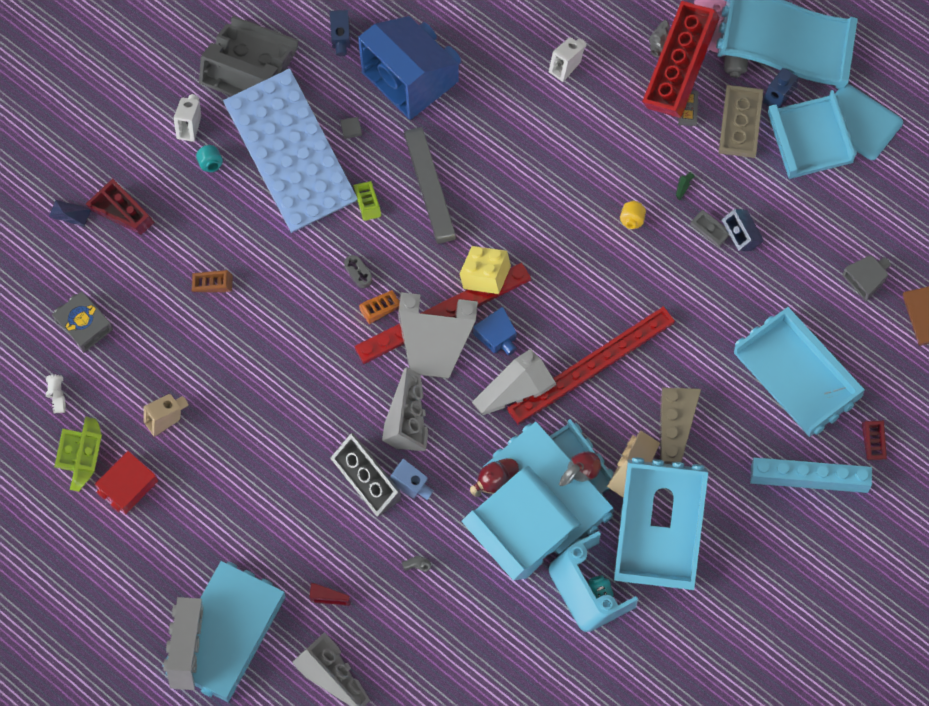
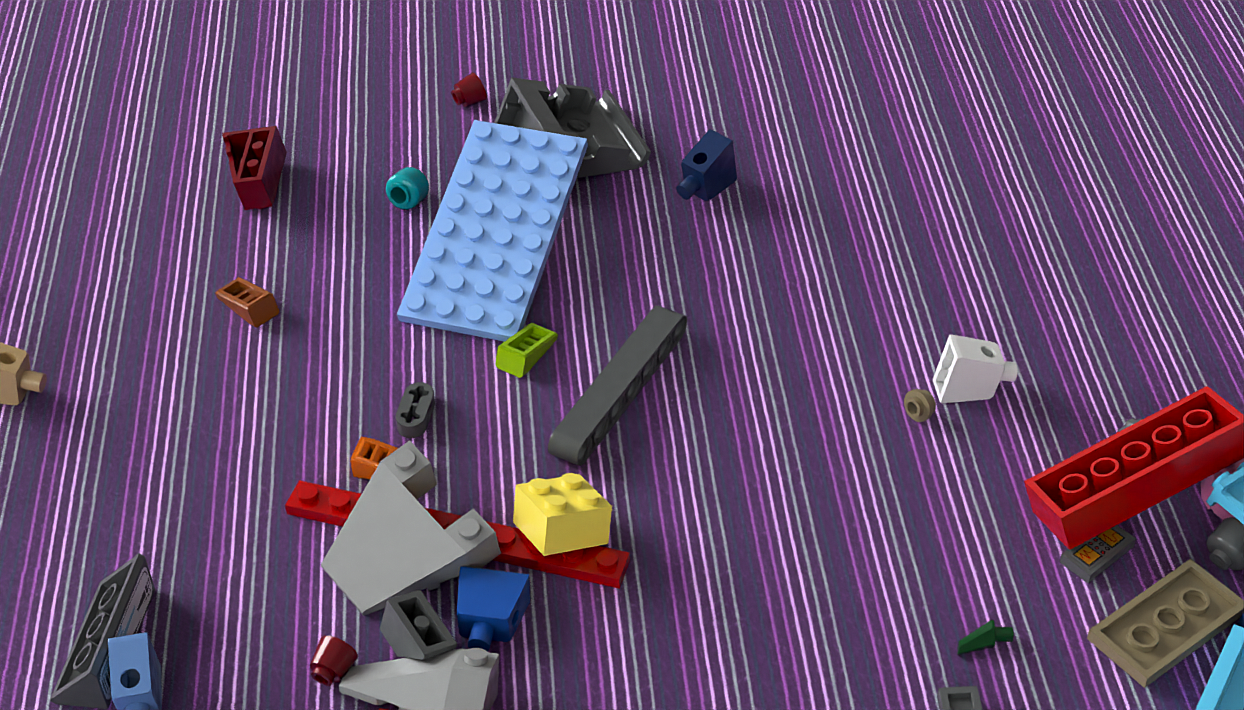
camera: 45 degrees right, 25 degrees down
(70, 213) = (208, 145): dark blue slope -> none
(82, 321) = (64, 236): dark grey panel -> none
(162, 72) = (469, 91): none -> dark red hat
(188, 111) = (434, 137): white torso -> none
(351, 127) = (604, 269): dark grey tile -> none
(405, 422) = (240, 613): light grey wedge -> none
(408, 63) = (745, 233): blue slope -> none
(466, 406) = (332, 660): none -> dark red hat
(488, 367) = (415, 627): none -> dark grey slope
(560, 92) = (919, 404): none -> dark tan plate
(633, 215) = (858, 613): yellow head -> none

